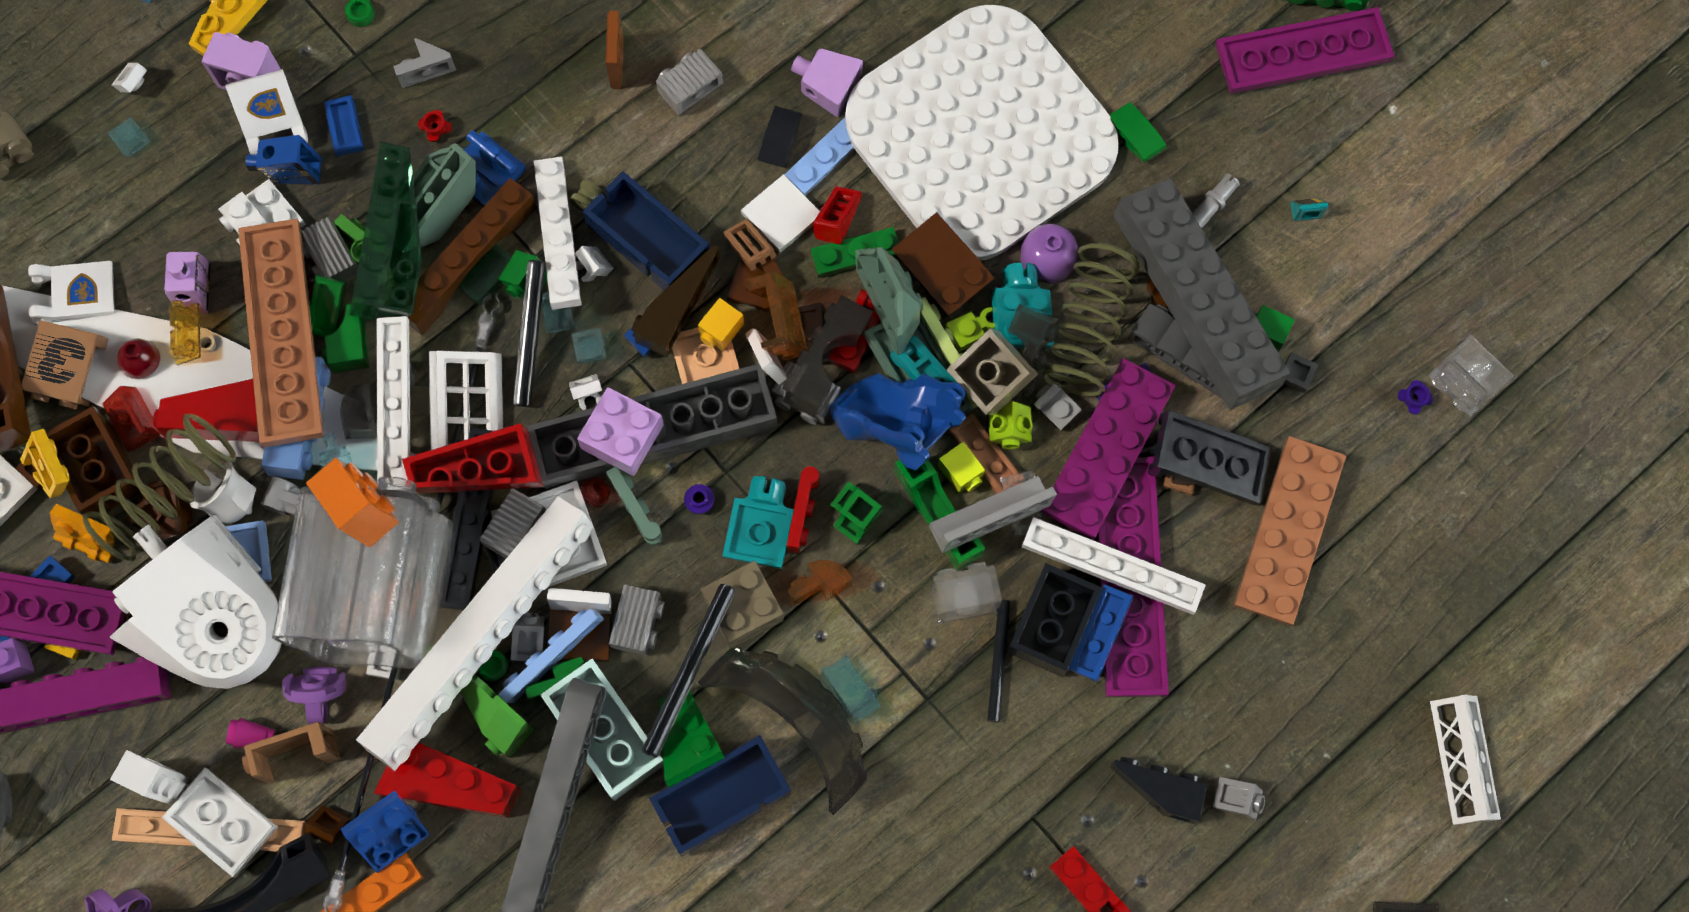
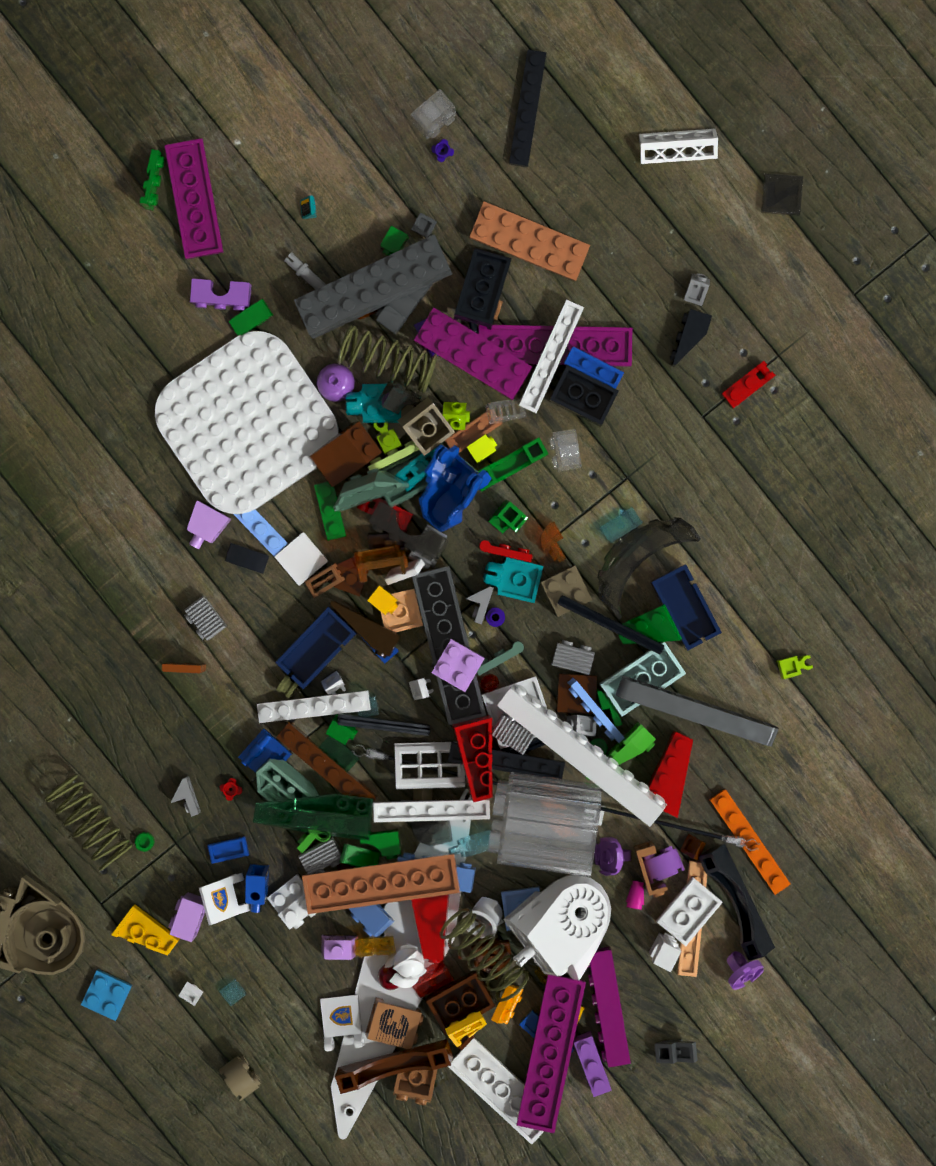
camera: 80 degrees left, 15 degrees up
(149, 375) = (408, 964): none -> white helmet
(226, 328) = (373, 918): none -> medium blue brick
(281, 497) = (486, 878): light grey piece -> none
(296, 773) = (663, 865): none -> medium lavender brick
(353, 501) = (516, 826): orange brick -> none
(385, 831) = (700, 809): blue plate -> none
(578, 600) = (561, 692): white tile -> none
(589, 345) = (390, 686): clear light blue plate -> none
(726, 479) = (482, 597): none -> light grey slope
(832, 230) = (315, 524): red slope -> none
(991, 513) = (517, 432): light grey fence -> none
(998, 662) = (606, 432): black bar -> none
(1057, 405) = (441, 384): light grey bracket -> none
(1168, 111) = (237, 296): none -> medium lavender arch
(1495, 522) = (527, 108): none -> black plate

